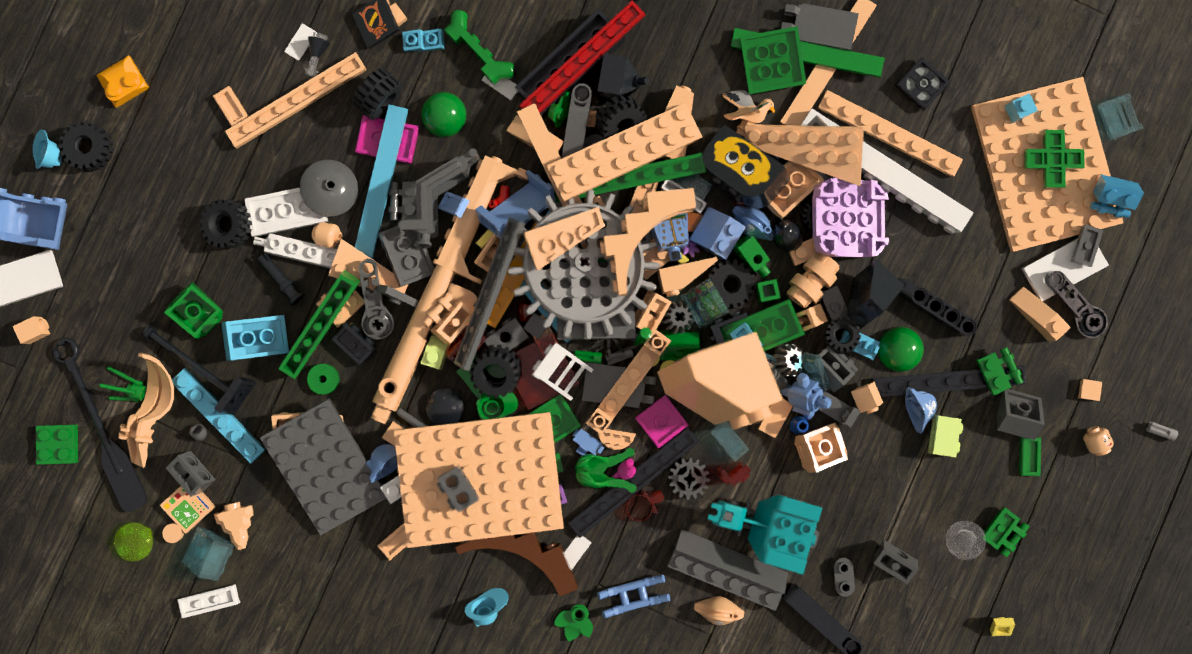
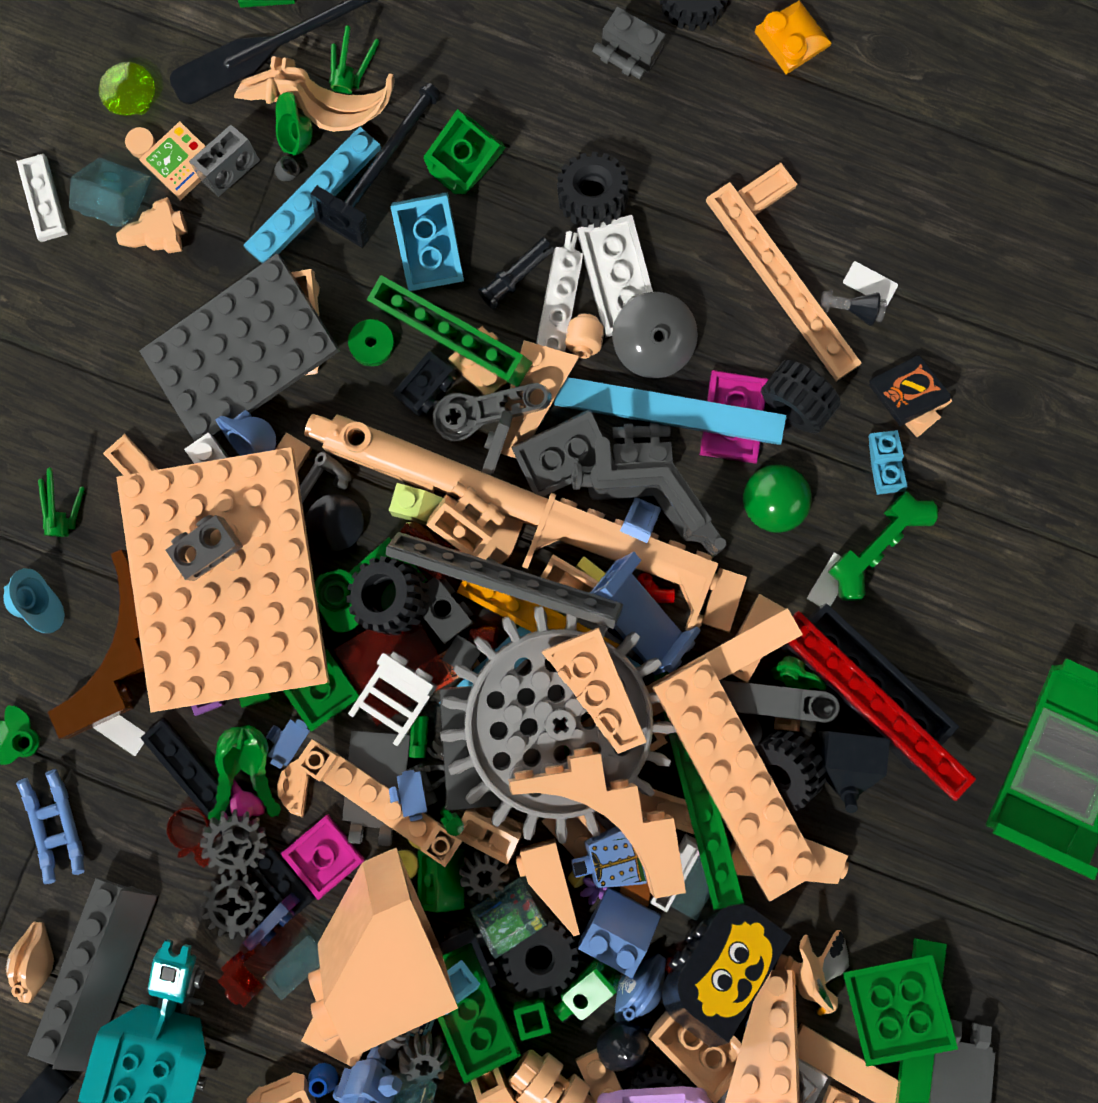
camera: 85 degrees right, 5 degrees down
(119, 192) = (629, 44): none -> dark grey brick
(169, 427) = (292, 128): none -> green piece
(408, 405) = (331, 465): none -> dark grey arm
(434, 592) = (56, 522): none -> green plant
(509, 153) = (724, 600): none -> light nougat tile
(624, 362) = (409, 795): none -> medium blue piece
(646, 467) = (223, 850): none -> dark grey gear
(707, 459) = (280, 915): none -> dark blue plate

